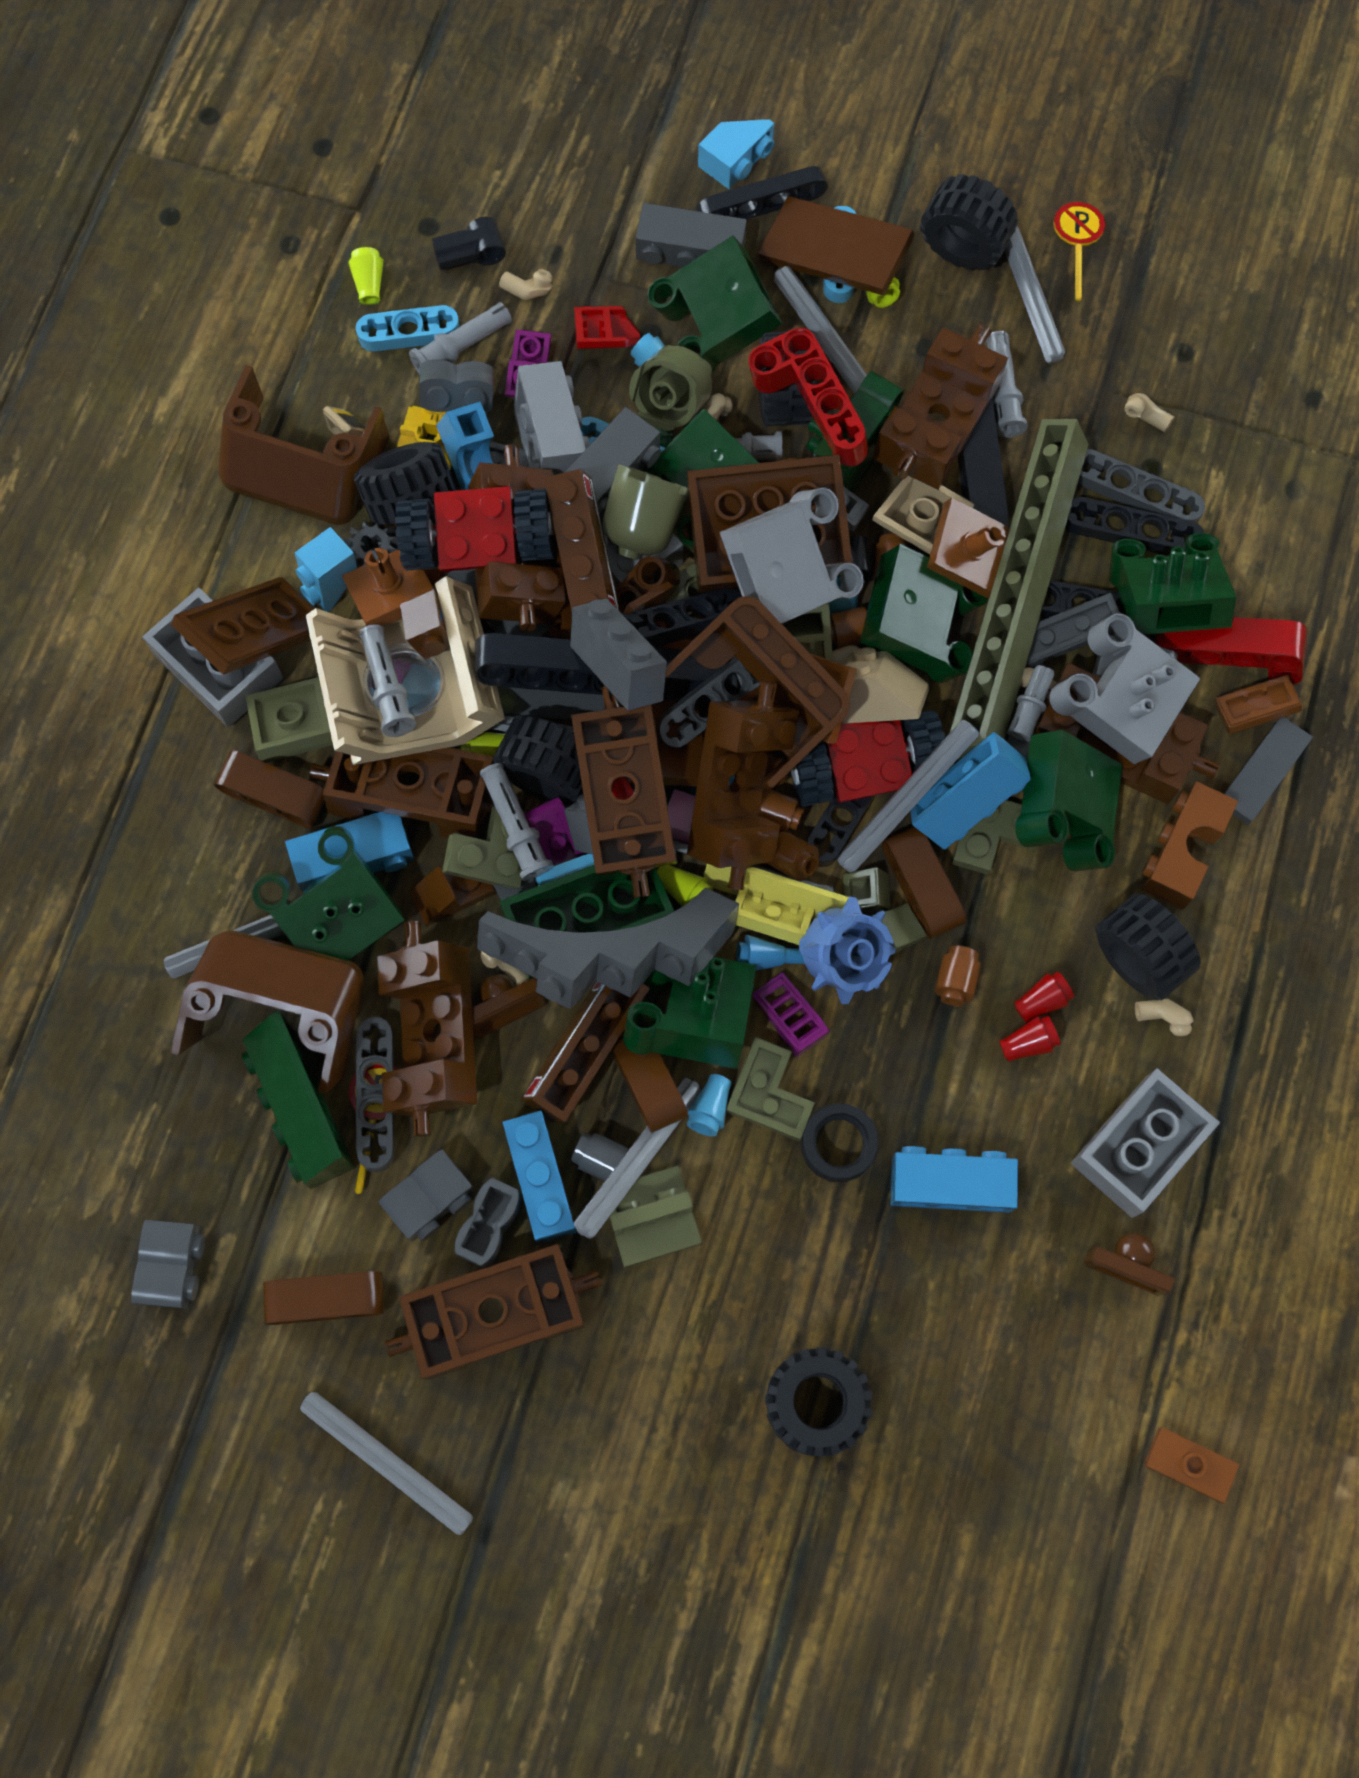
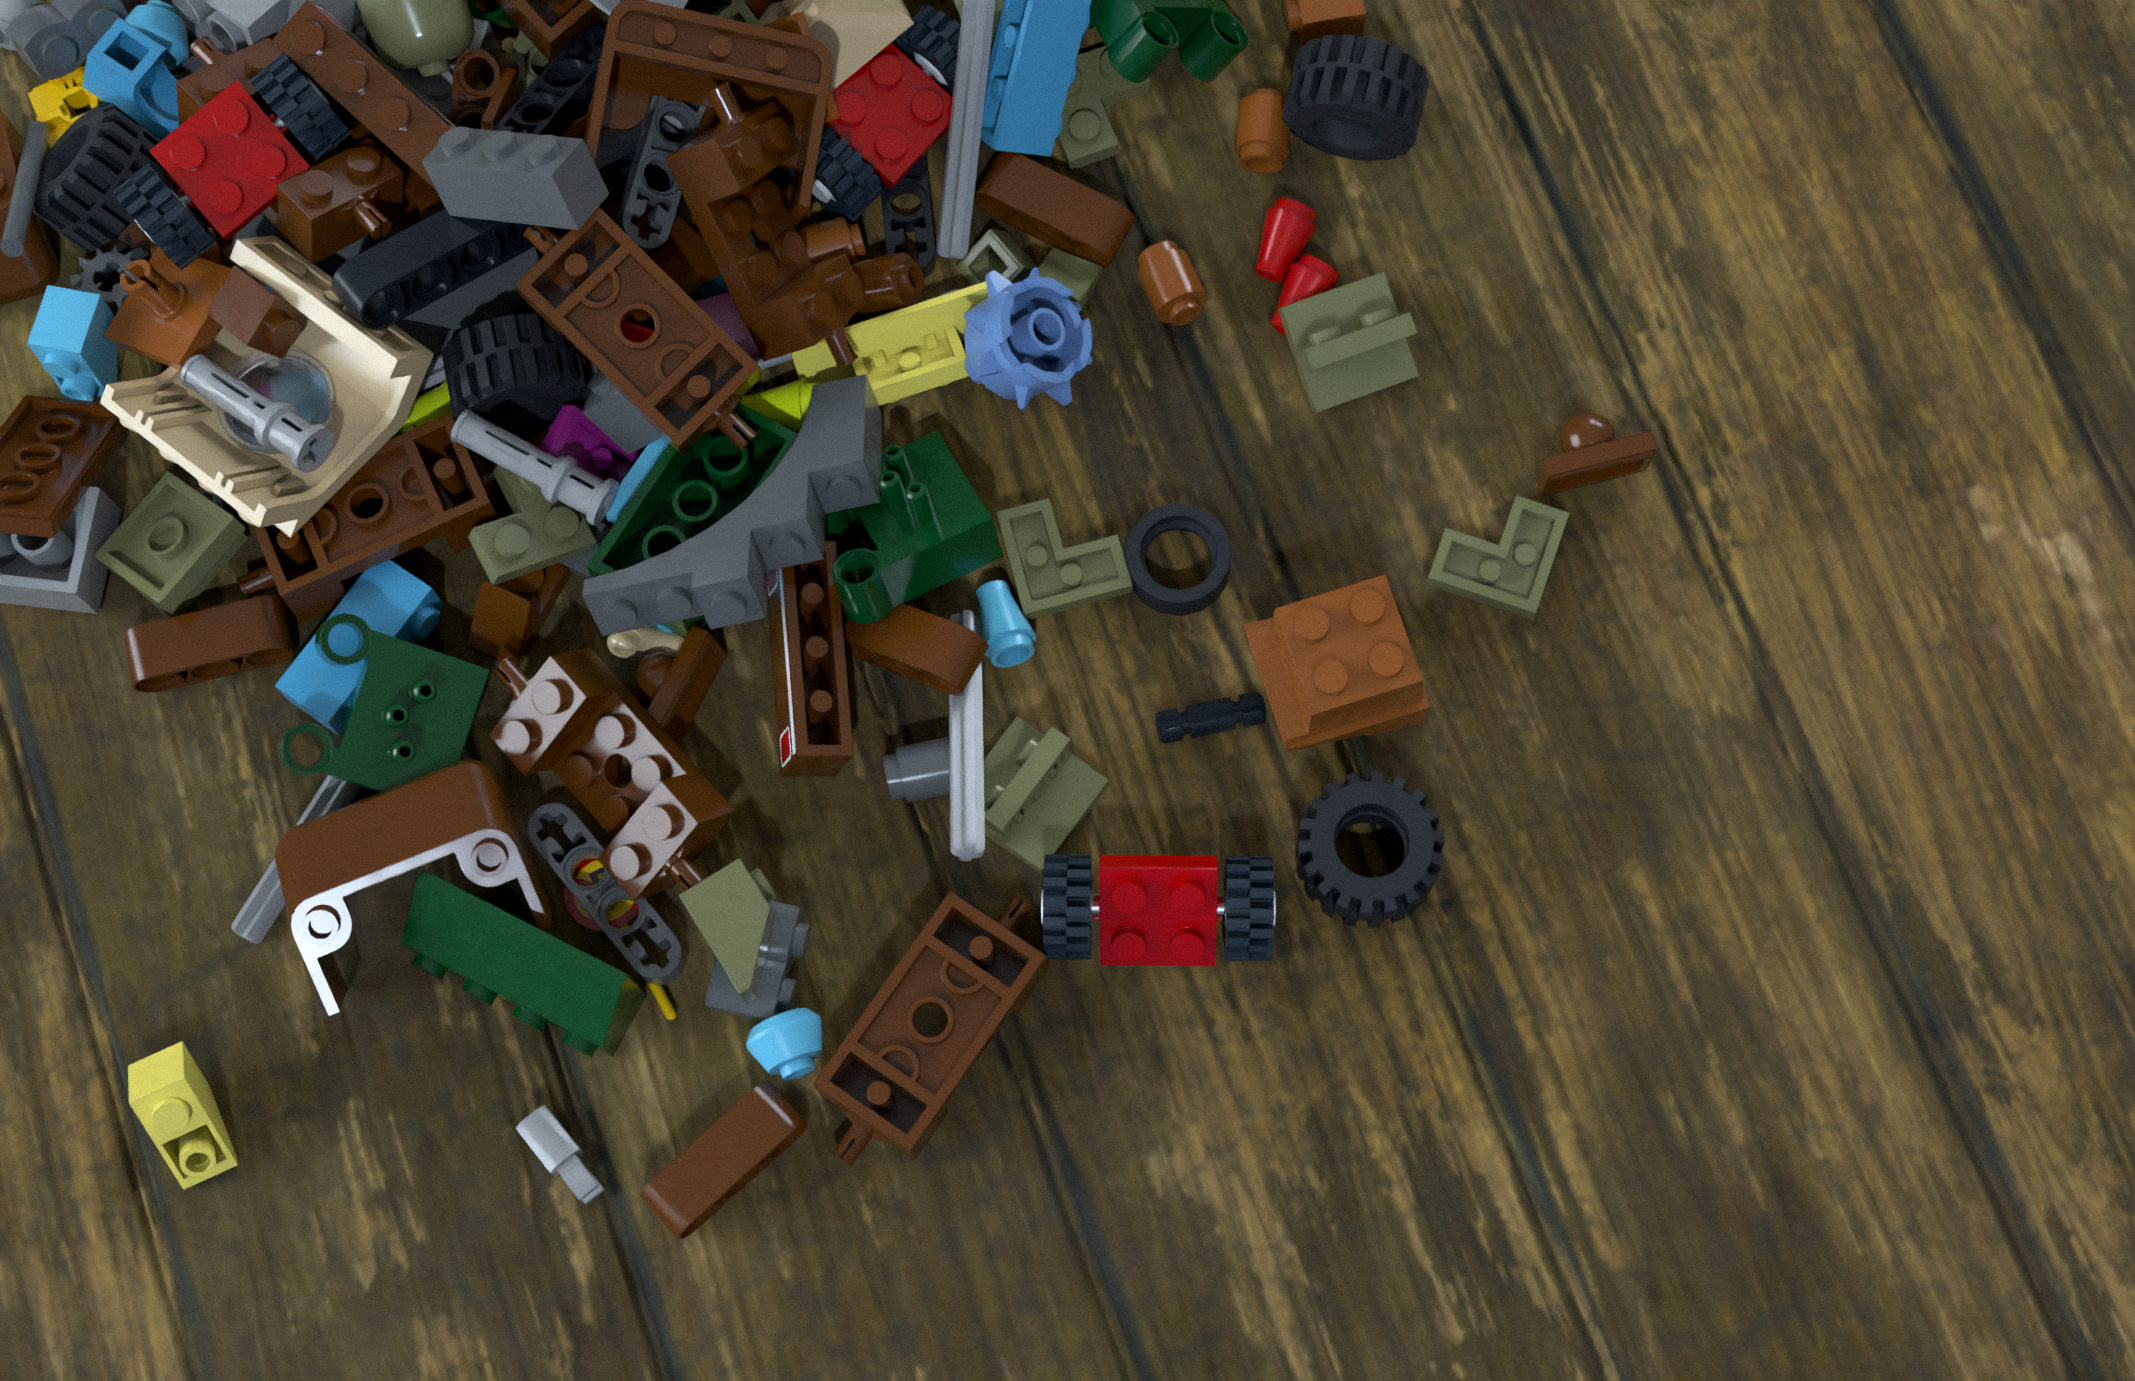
camera: 30 degrees left, 0 degrees up
(58, 1044) = (180, 1115): none -> light yellow slope
(166, 1264) = (509, 1260): dark grey brick -> none
(239, 1223) = (559, 1152): none -> light grey bar
(358, 464) = (25, 189): none -> dark grey bar
(386, 1463) = (937, 1284): light grey axle -> none
(407, 1258) = (787, 1043): none -> medium azure cone
(425, 1171) = (735, 922): none -> olive slope
(494, 1213) = (851, 924): dark grey brick -> none
(503, 422) = (164, 26): none -> medium azure cone
(539, 1177) = (870, 842): dark azure brick -> none
(669, 1343) = (1158, 909): none -> plate
(765, 953) = (938, 412): dark azure cone -> none
(788, 1250) = (1210, 717): none -> black axle
(815, 1035) = (1058, 451): magenta slope -> none
(880, 1280) = (1338, 666): none -> dark orange piece
(954, 1180) = (1335, 507): dark azure brick -> none
(1025, 1297) = (1504, 574): none -> olive plate
(1036, 1088) = (1349, 341): none -> olive bracket
(1078, 924) = (1261, 132): none -> dark orange brick
(1145, 1143) = (1510, 313): light grey brick -> none
(1178, 1017) = (1429, 157): tan arm -> none
(1191, 1465) = (1814, 619): dark orange plate -> none

